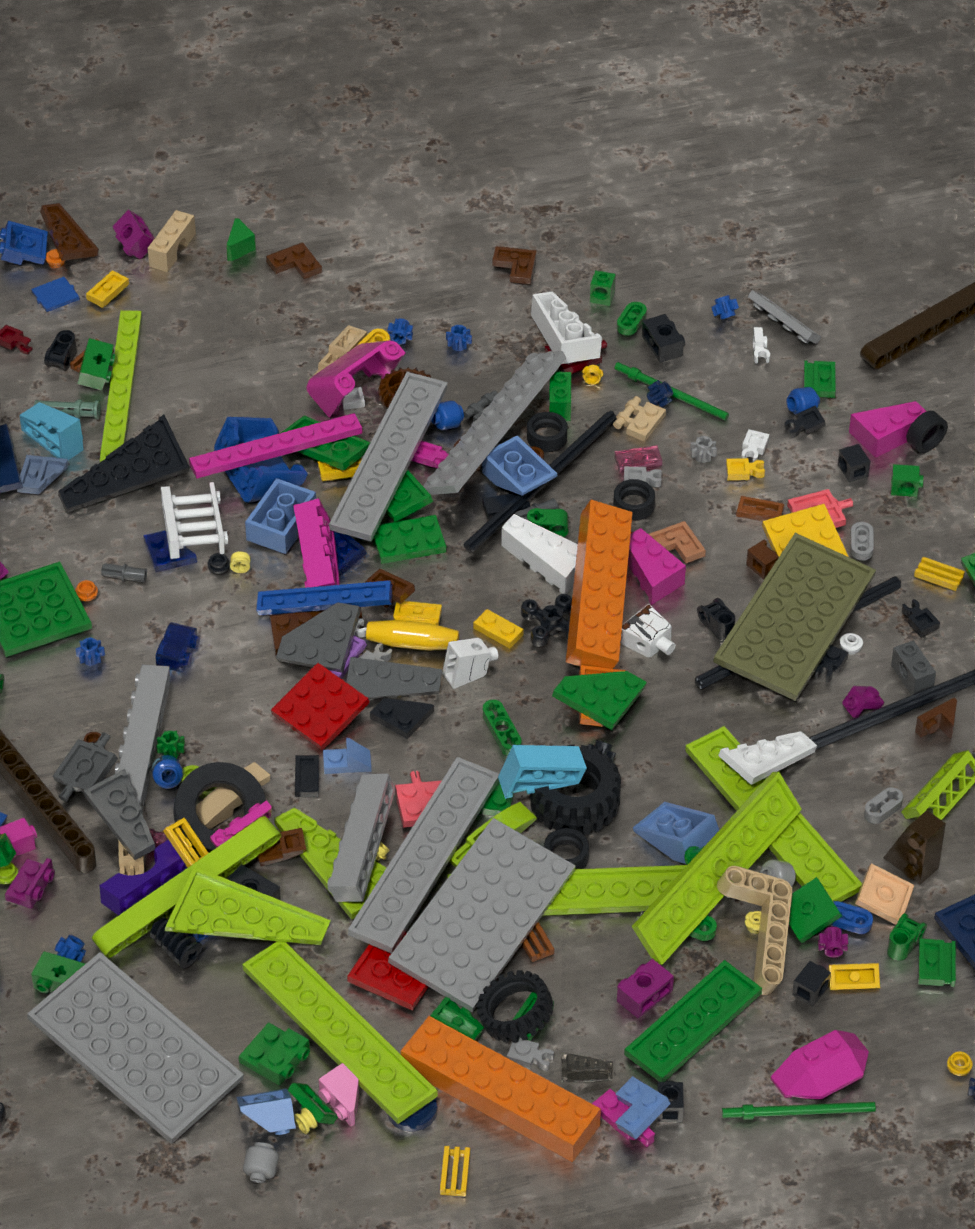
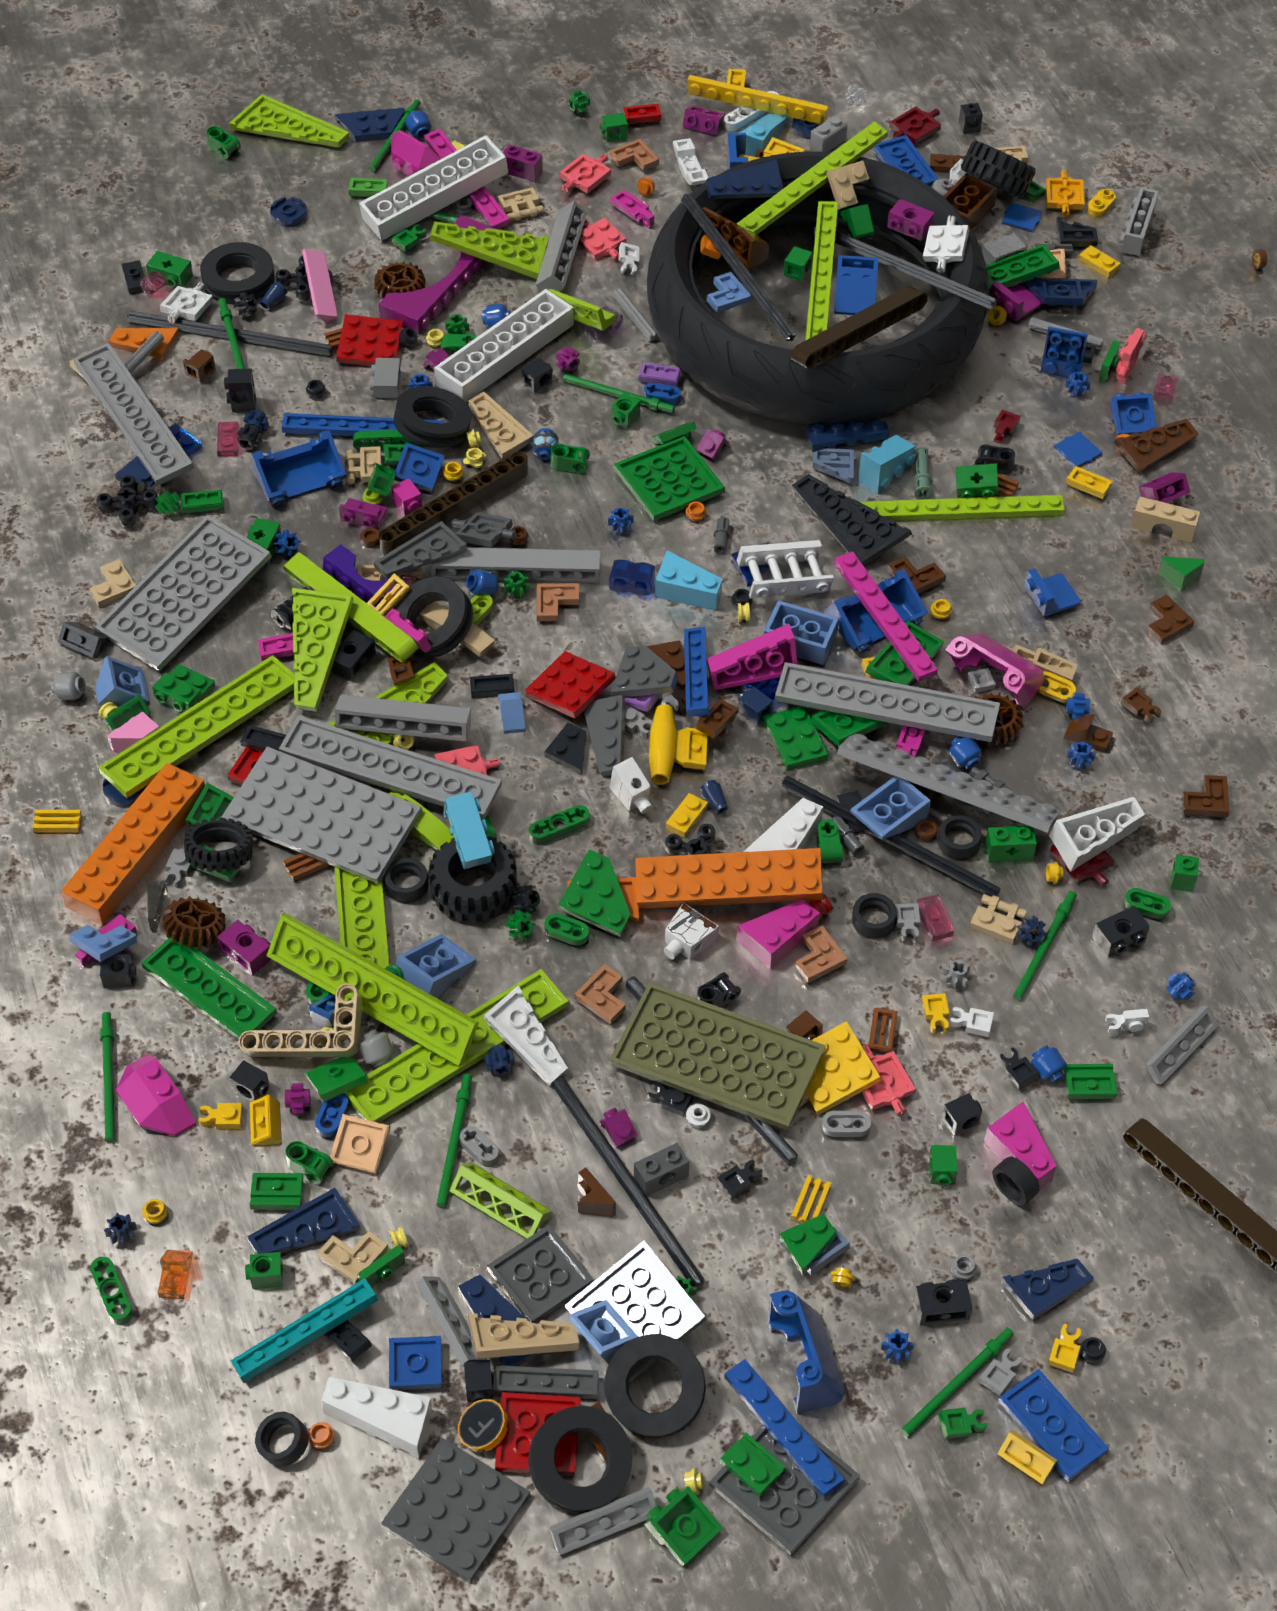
camera: 85 degrees right, 5 degrees up
(68, 878) = (369, 538): none -> reddish brown tile
(97, 1122) = (117, 585): none -> tan plate
(184, 1153) = (81, 638): none -> black panel
(193, 600) = (687, 583): none -> medium azure wedge
(193, 719) = (552, 595): none -> nougat plate
(206, 435) = (921, 579): none -> reddish brown plate
(226, 959) = (277, 646): none -> dark pink hinge
(252, 334) = (1051, 593): none -> blue bracket
(258, 411) = (941, 609): none -> yellow plate
(368, 561) = (754, 705): none -> dark blue brick
(370, 967) = (260, 738): none -> black tile
(399, 293) = (1140, 703): none -> reddish brown plate
(429, 332) = (1084, 730): none -> reddish brown slope
(478, 603) = (714, 795): none -> dark blue cone
(616, 1027) = (193, 922): none -> reddish brown gear
(632, 730) = (567, 929): none -> green plate
(632, 759) = (520, 919): none -> green gear
(714, 708) = (597, 994): none -> nougat plate
(732, 913) = (323, 1011): none -> blue slope
(794, 779) = (499, 1060): none -> dark blue gear
(828, 815) = (463, 1099): none -> green bar
(847, 1009) = (225, 1116): none -> yellow plate
(919, 848) = (403, 1164): dark brown wedge -> none

